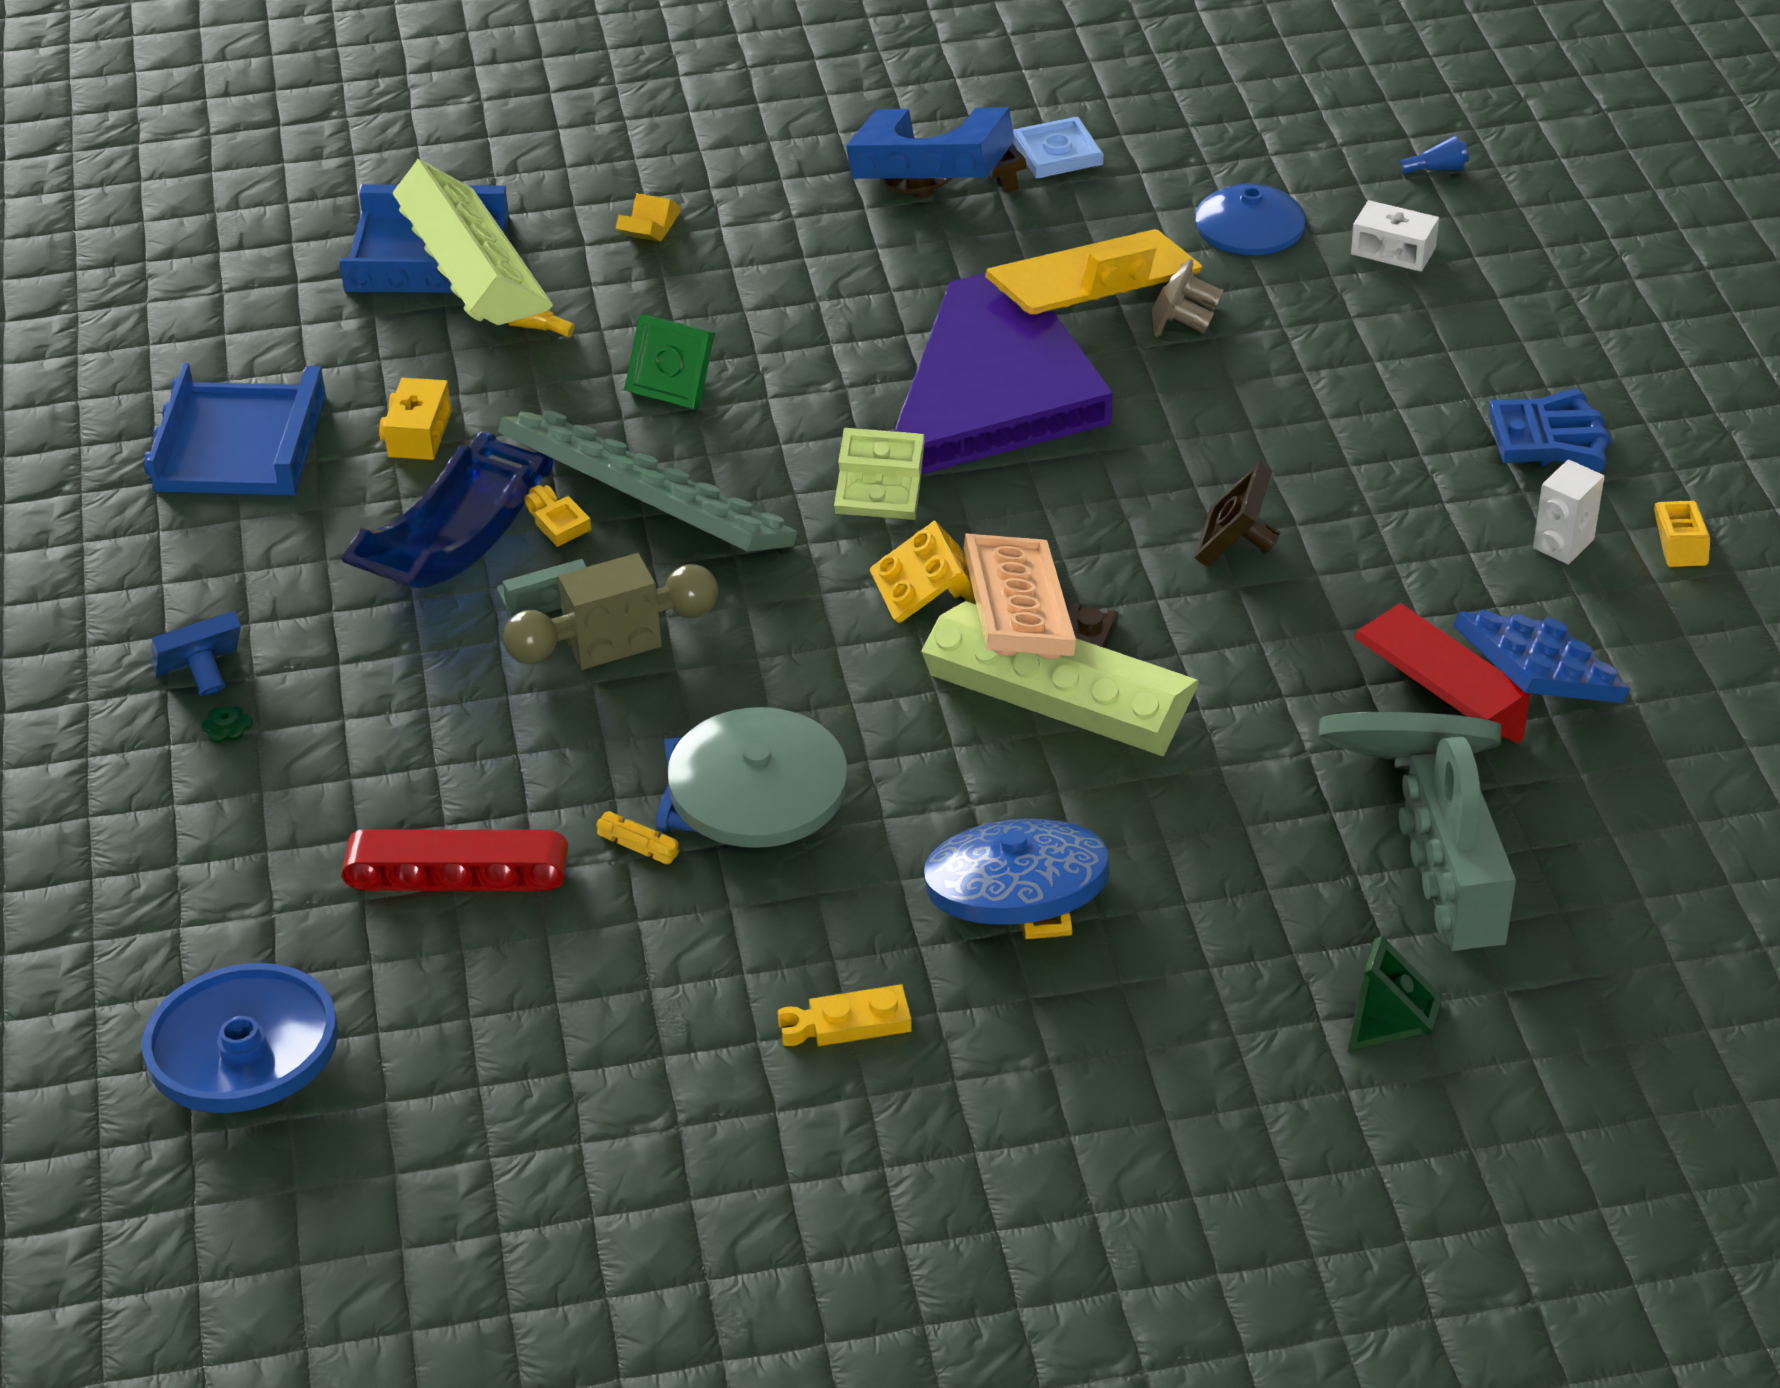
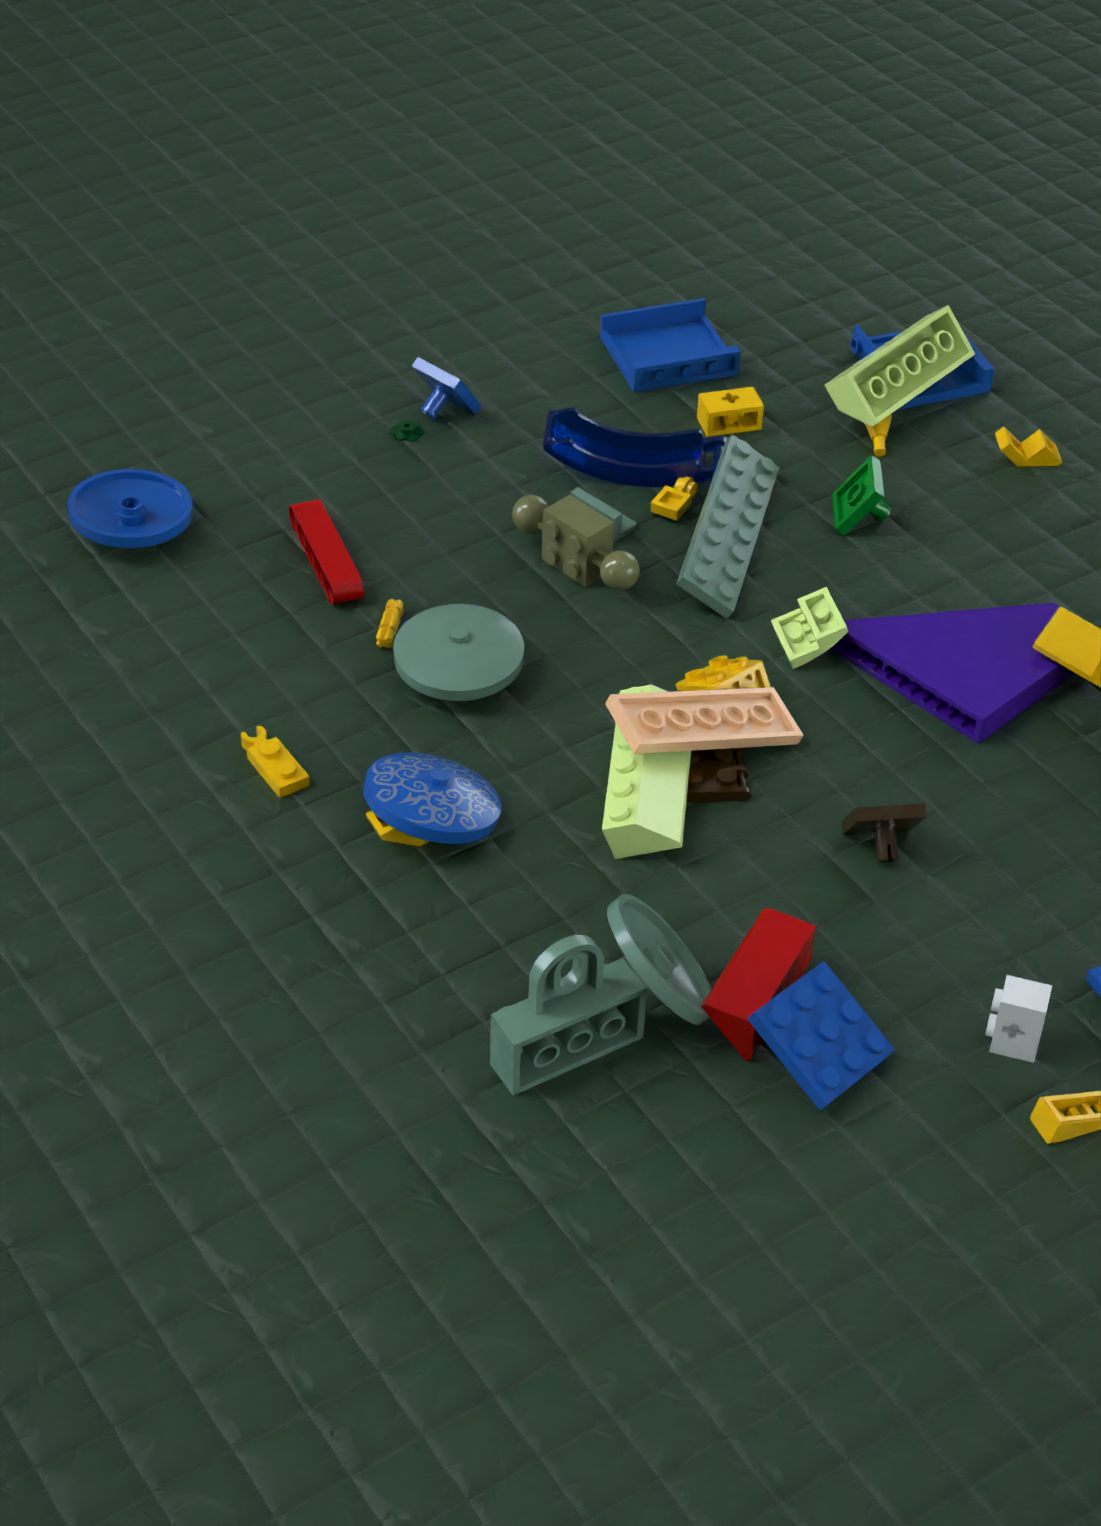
camera: 65 degrees right, 0 degrees up
(1392, 1000) = (403, 1027): dark green slope -> none

